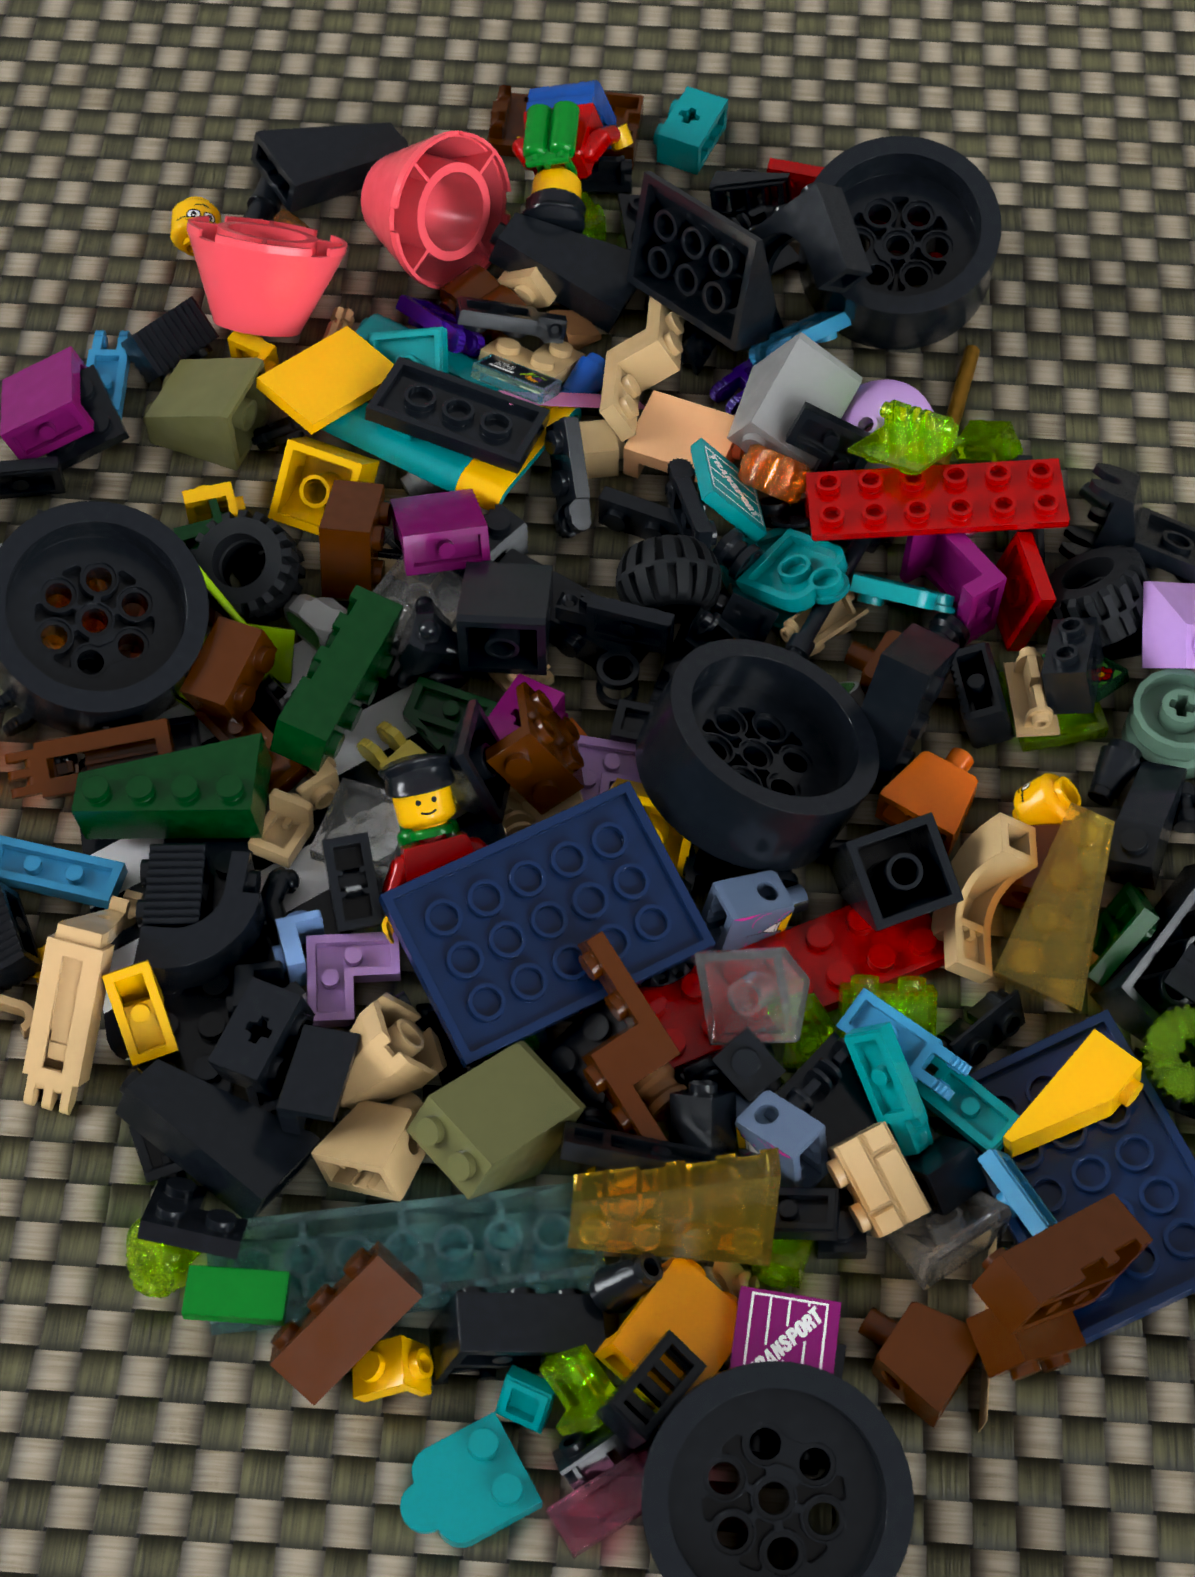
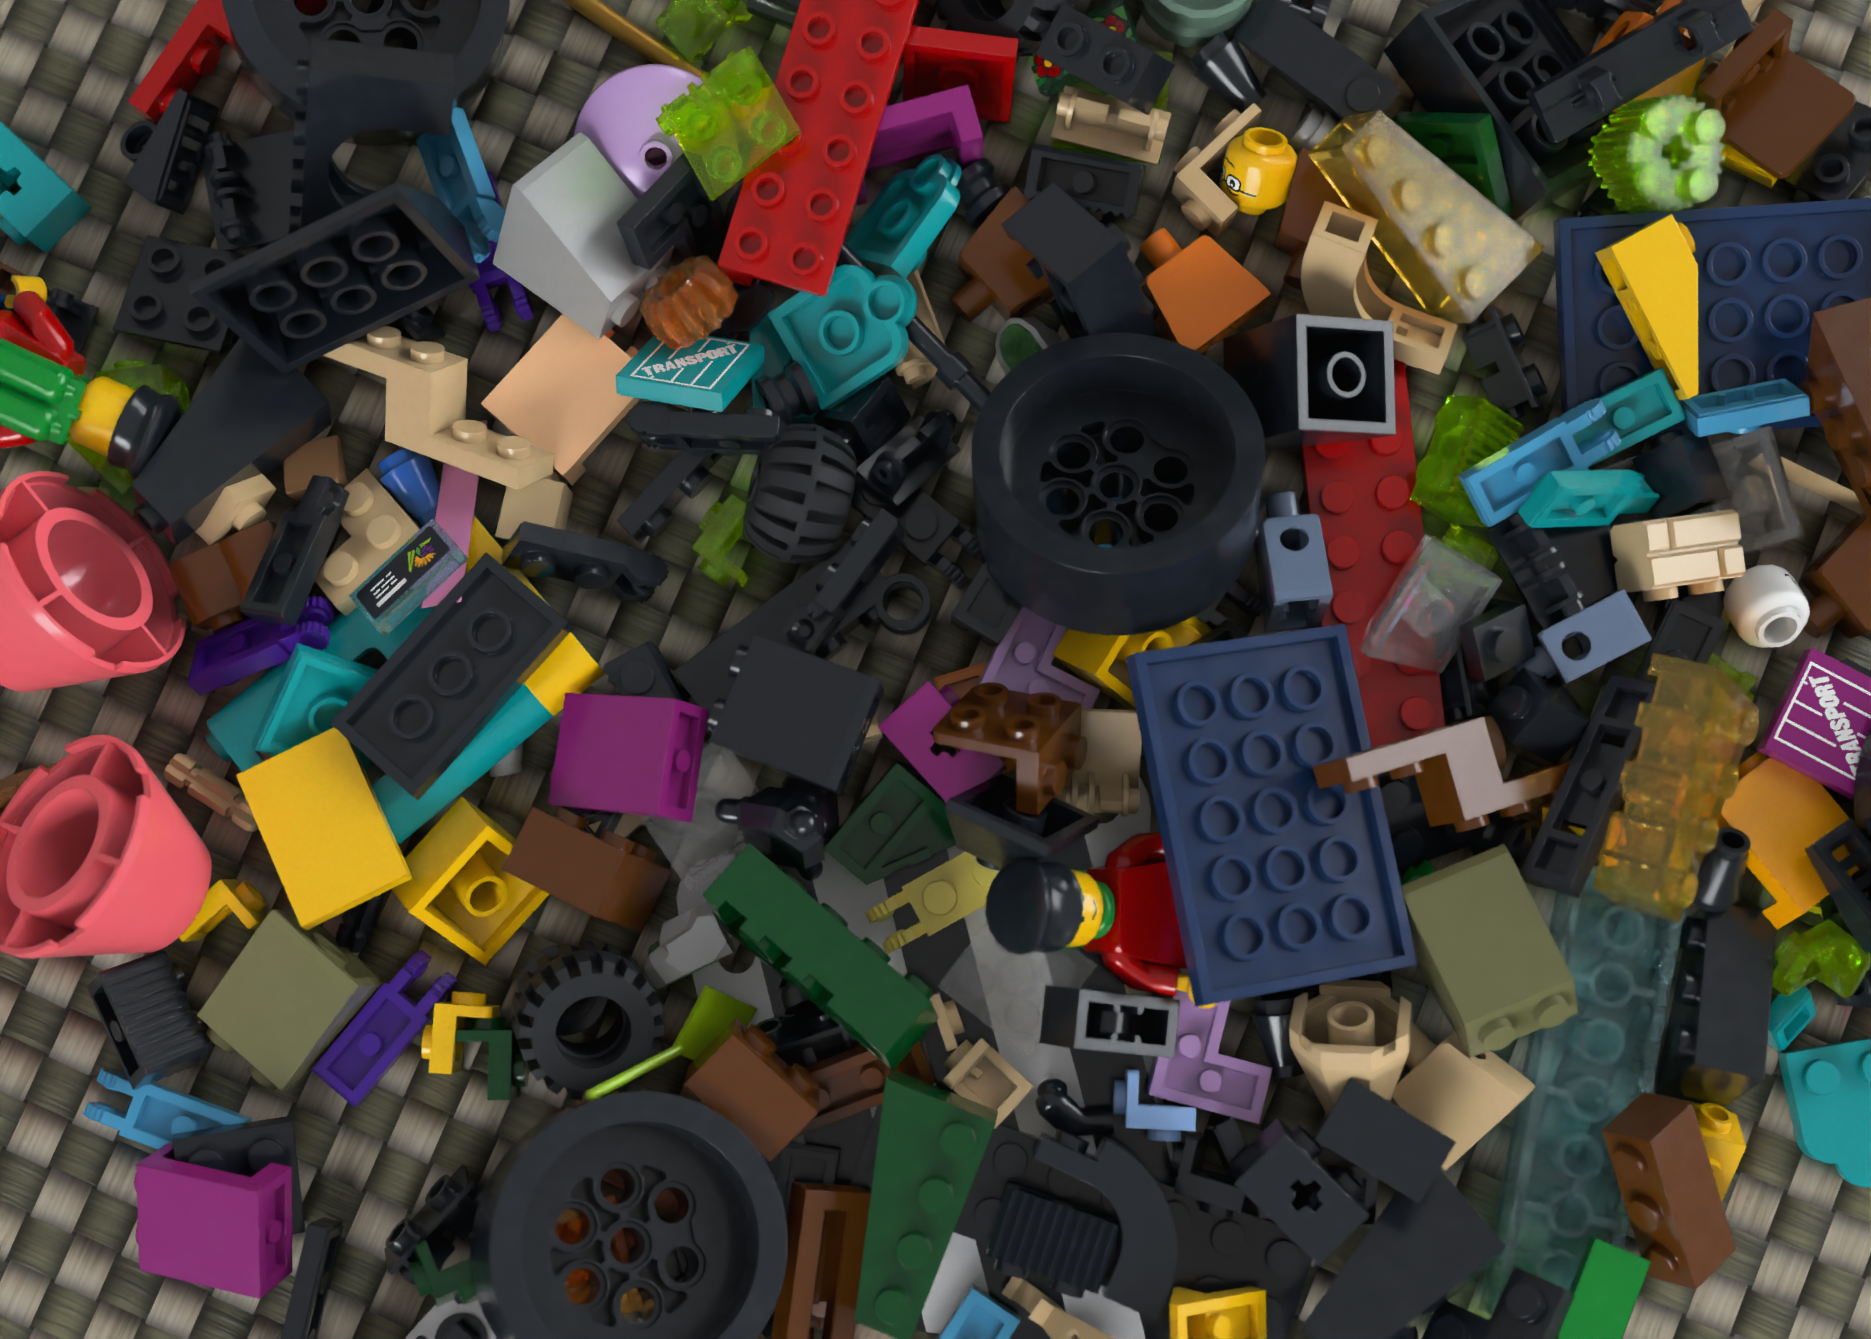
camera: 65 degrees left, 25 degrees up
(198, 466) = (381, 1032): none -> dark purple hinge
(607, 558) = (721, 530): none -> clear neon green bracket
(865, 1275) = (1766, 606): none -> white head
(1024, 767) = (1201, 198): none -> tan bracket

